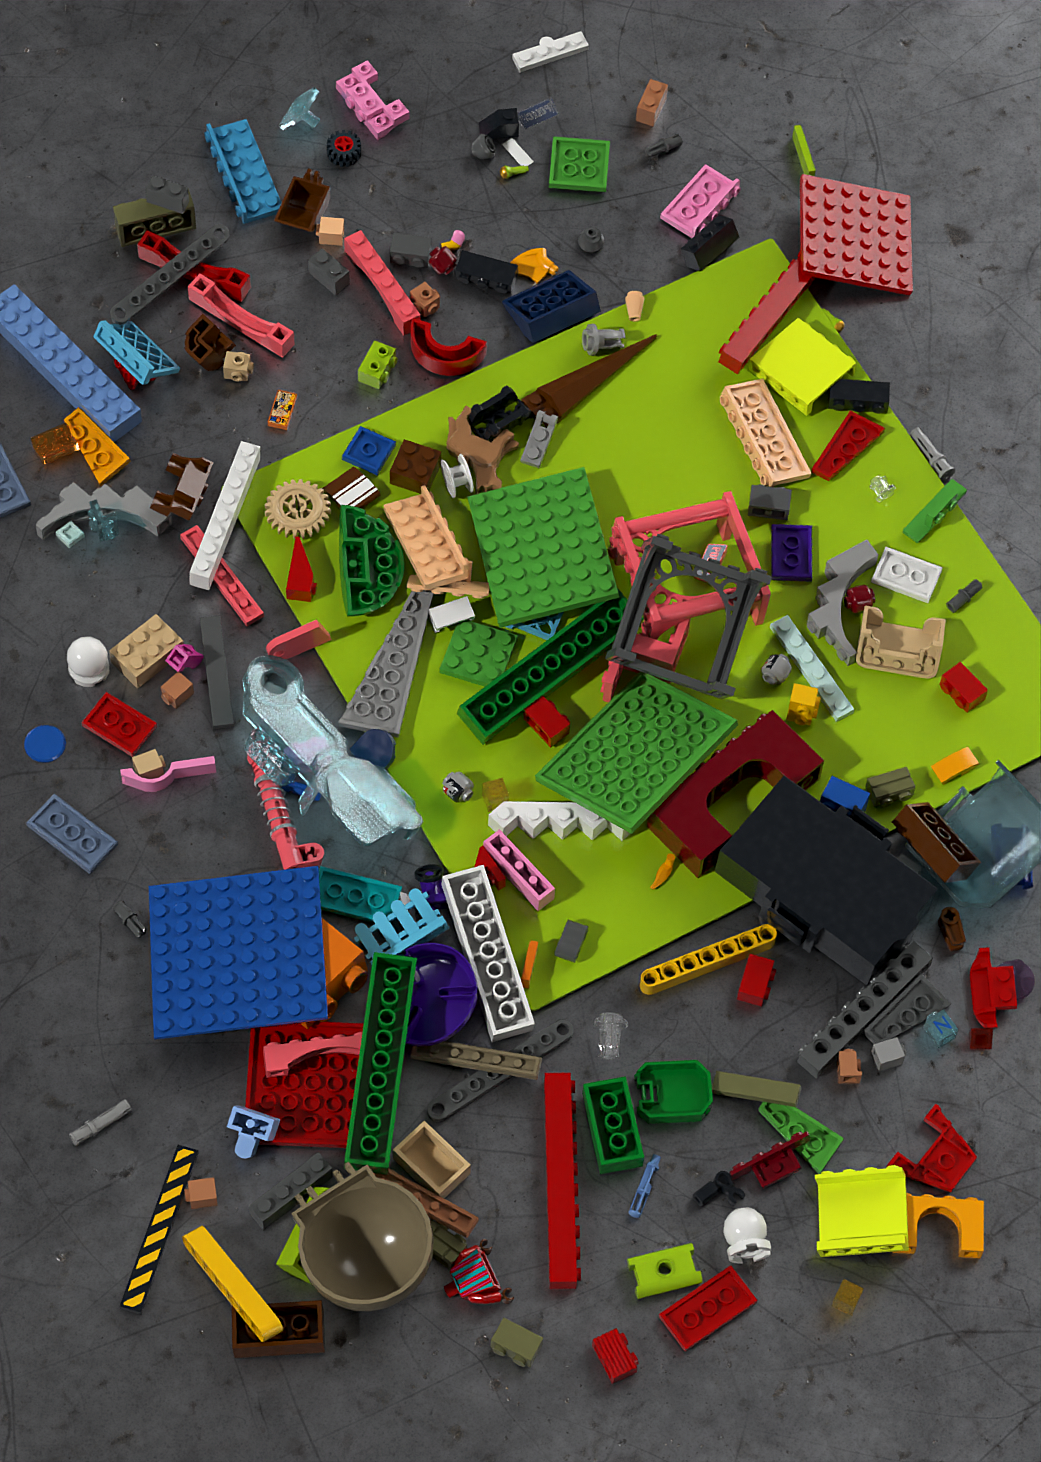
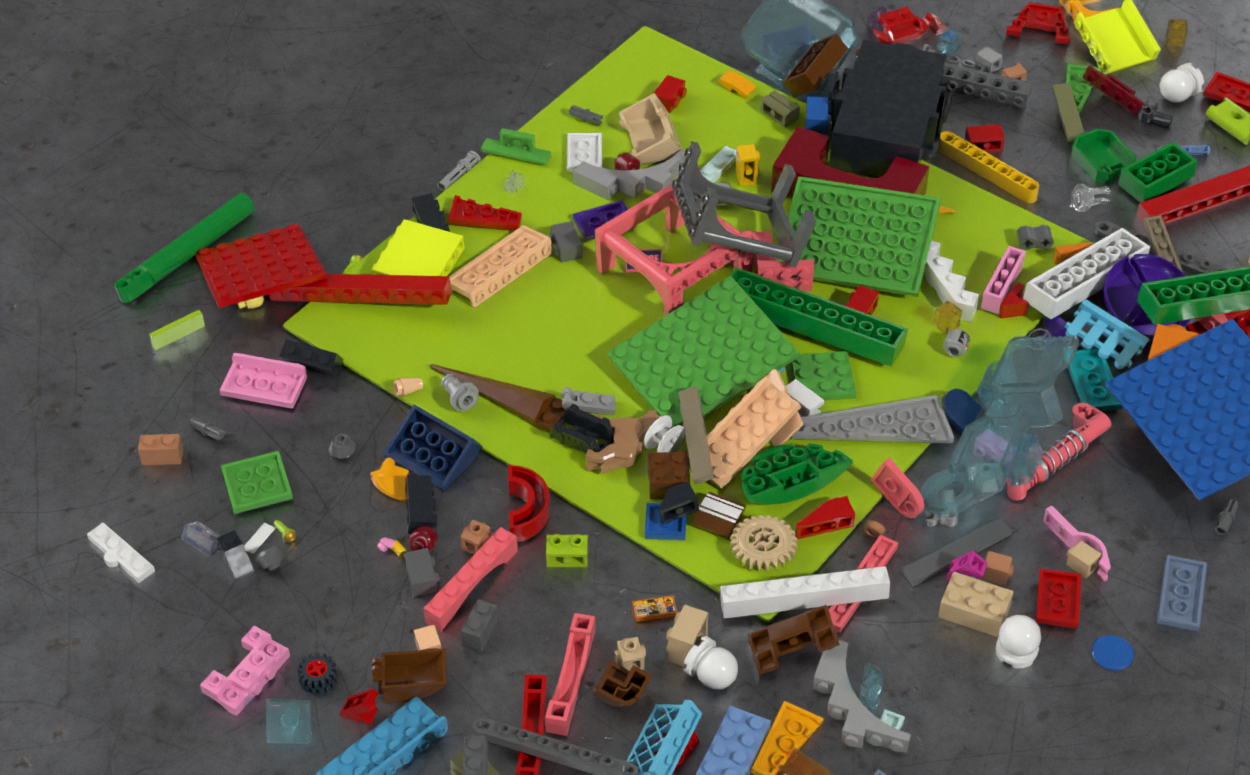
camera: 110 degrees left, 15 degrees down
(187, 417) = (711, 664): none -> white tile
(228, 409) = (687, 631): none -> tan brick
(273, 613) = (874, 529): none -> nougat tile
(292, 165) = (361, 707): none -> red slope
(374, 457) = (678, 502): none -> black slope
(440, 495) = (696, 435): none -> dark tan tile
(917, 188) = (184, 247): none -> green piece

